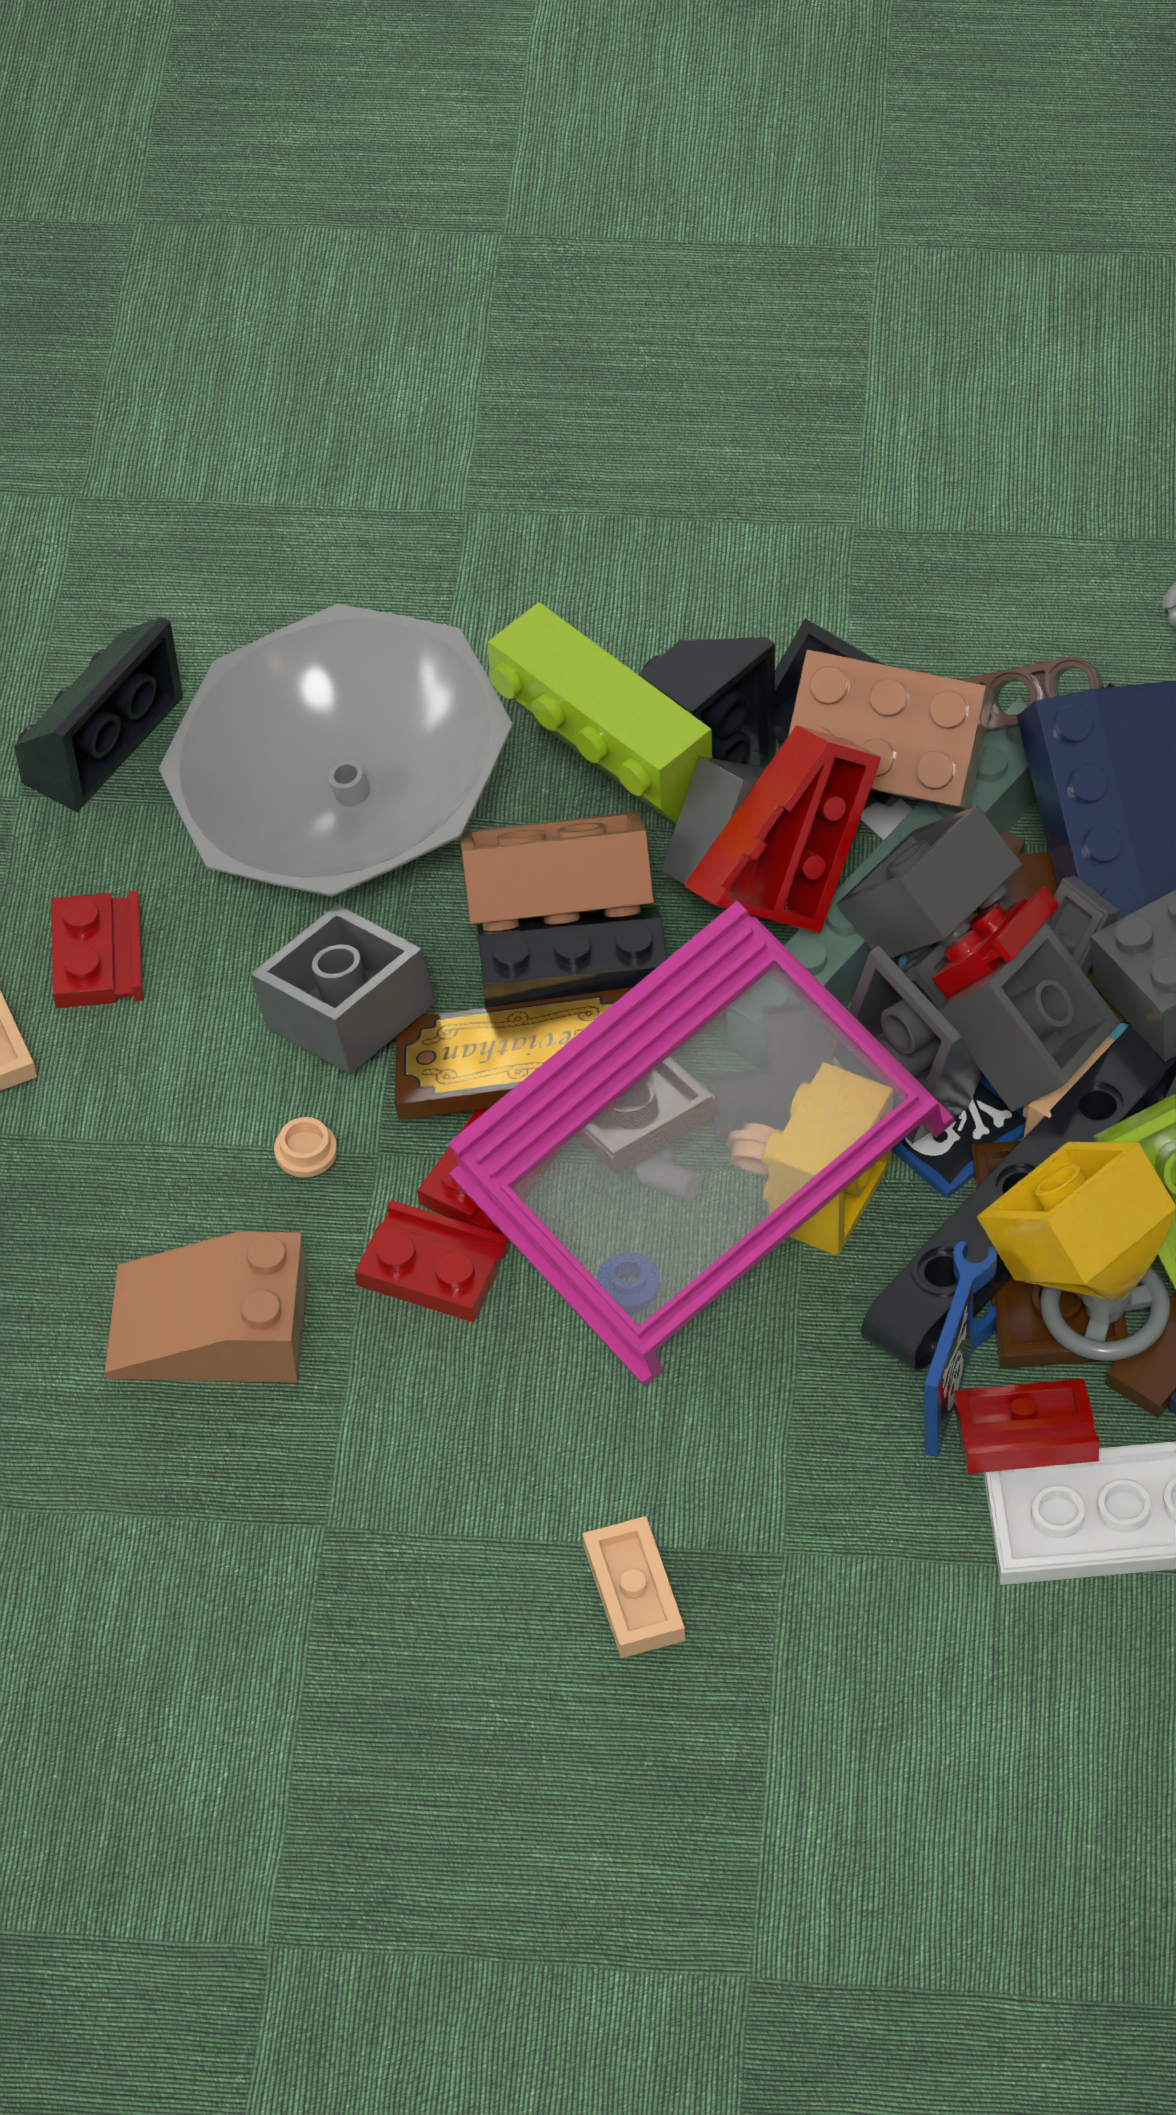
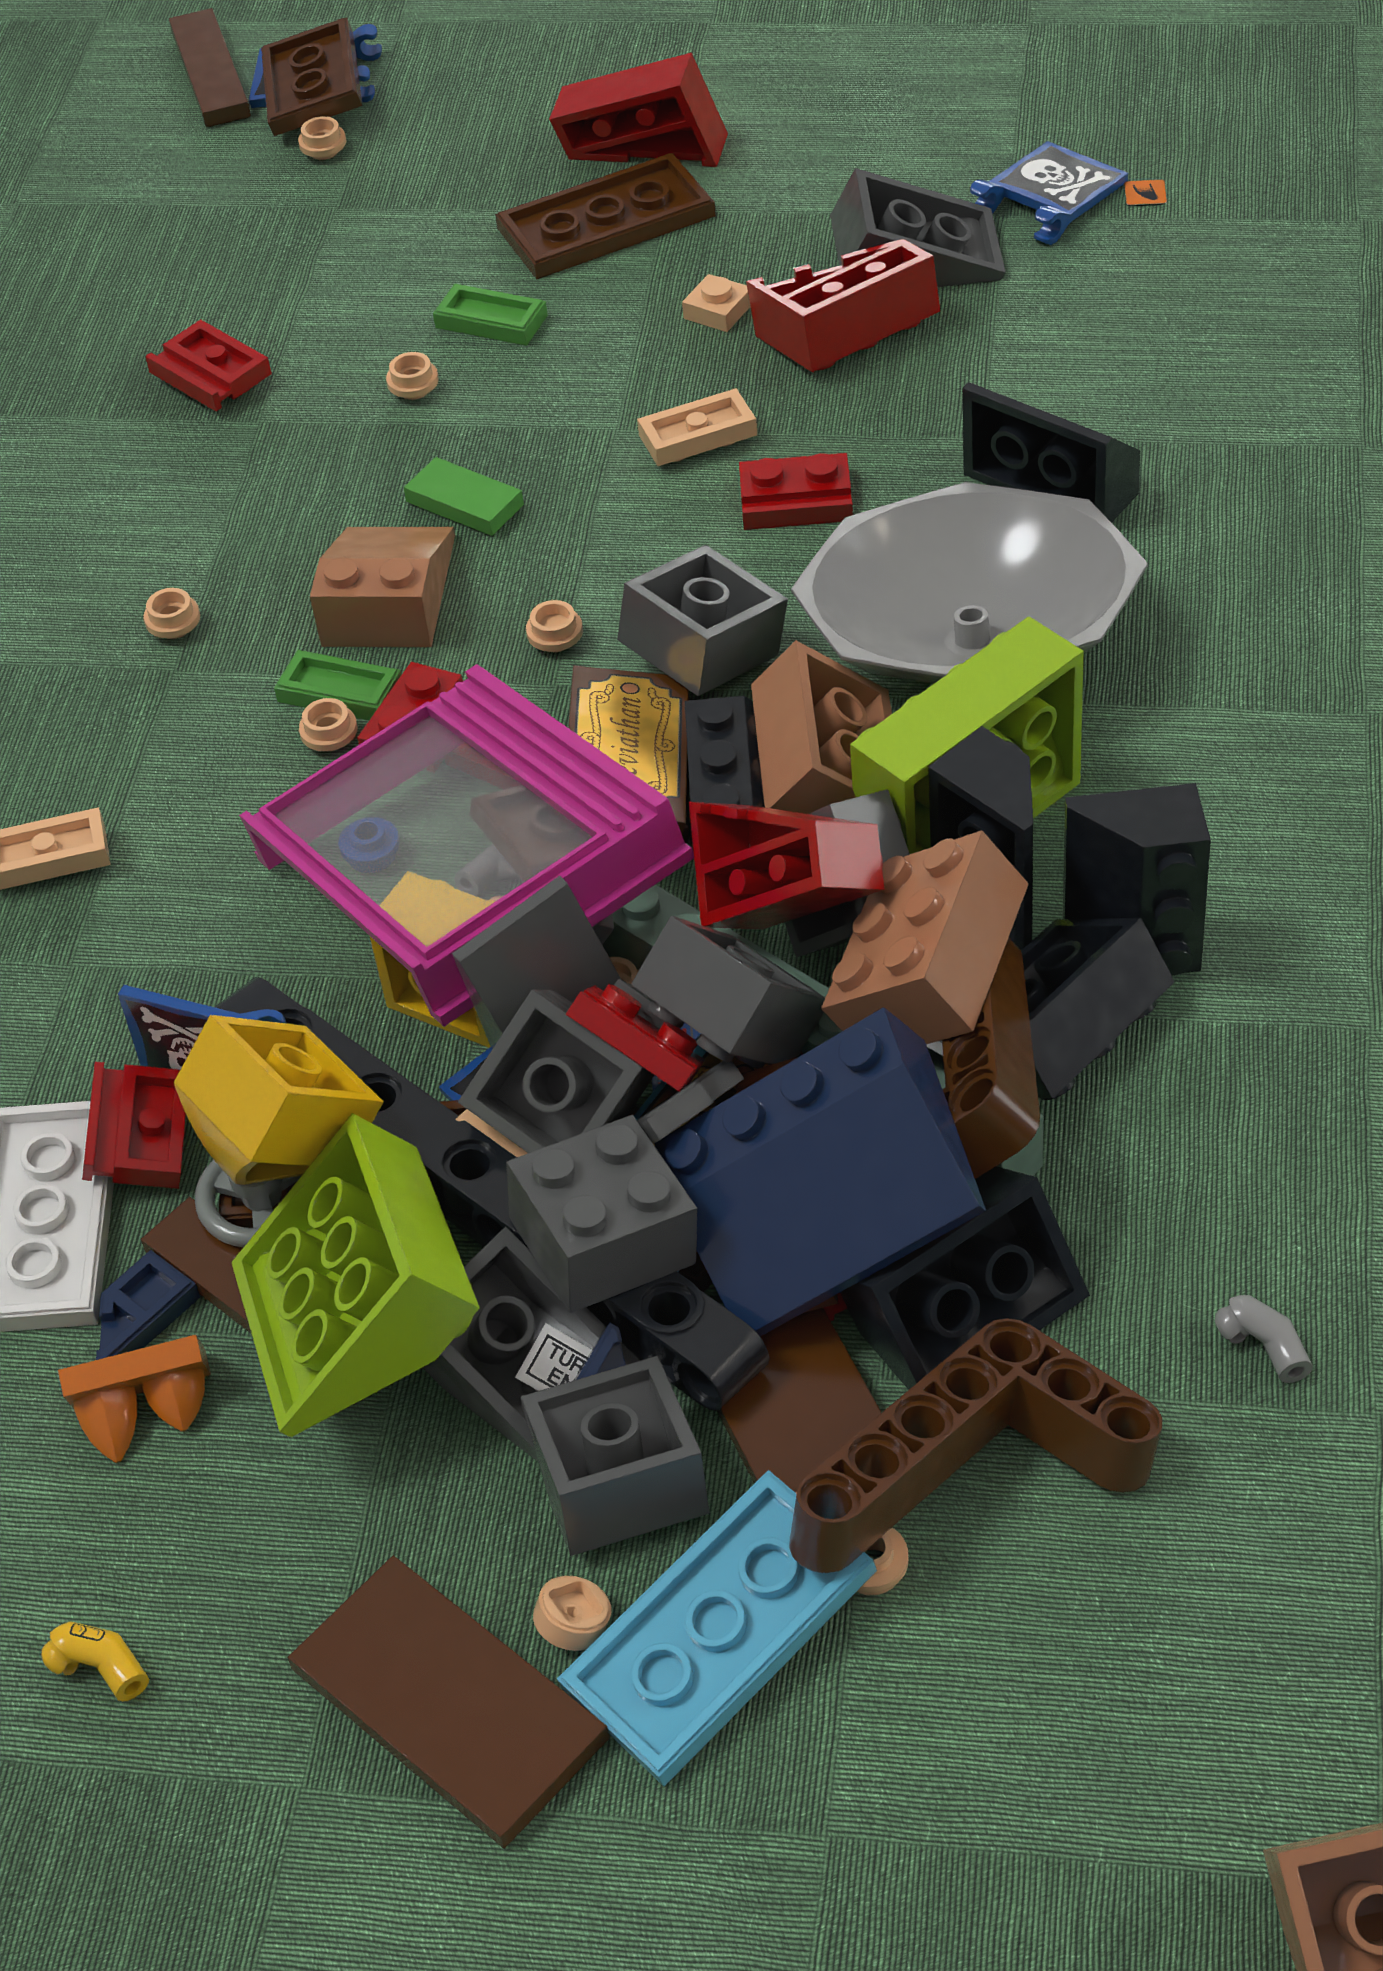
camera: 95 degrees right, 5 degrees down
(65, 1259) = (463, 496): none -> bright green tile
(245, 1513) = (171, 613): none -> light nougat plate
(375, 1348) = (322, 676): none -> bright green tile
(447, 1329) = (327, 725): none -> light nougat plate
(759, 582) = (1143, 860): none -> black slope

